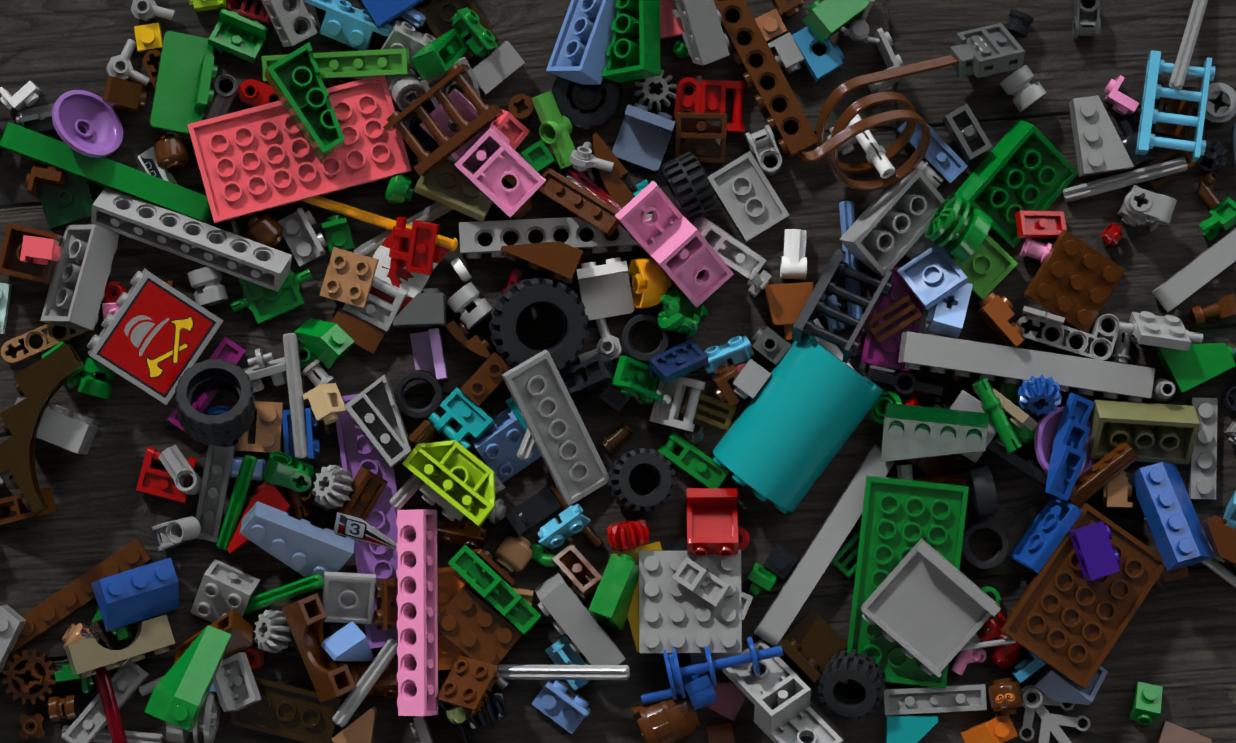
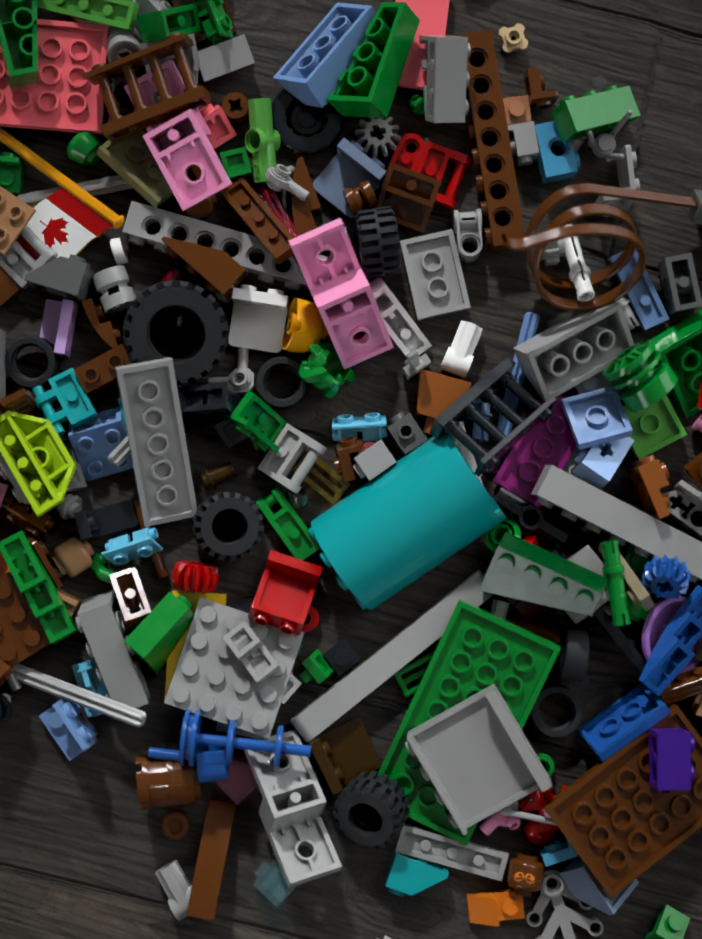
camera: 15 degrees right, 0 degrees up
(421, 248) = (83, 212): red plate -> none
(654, 155) = (354, 199): none -> reddish brown wheel
(677, 361) = (305, 417): dark blue bracket -> none
(911, 307) = (563, 442): reddish brown tile -> none

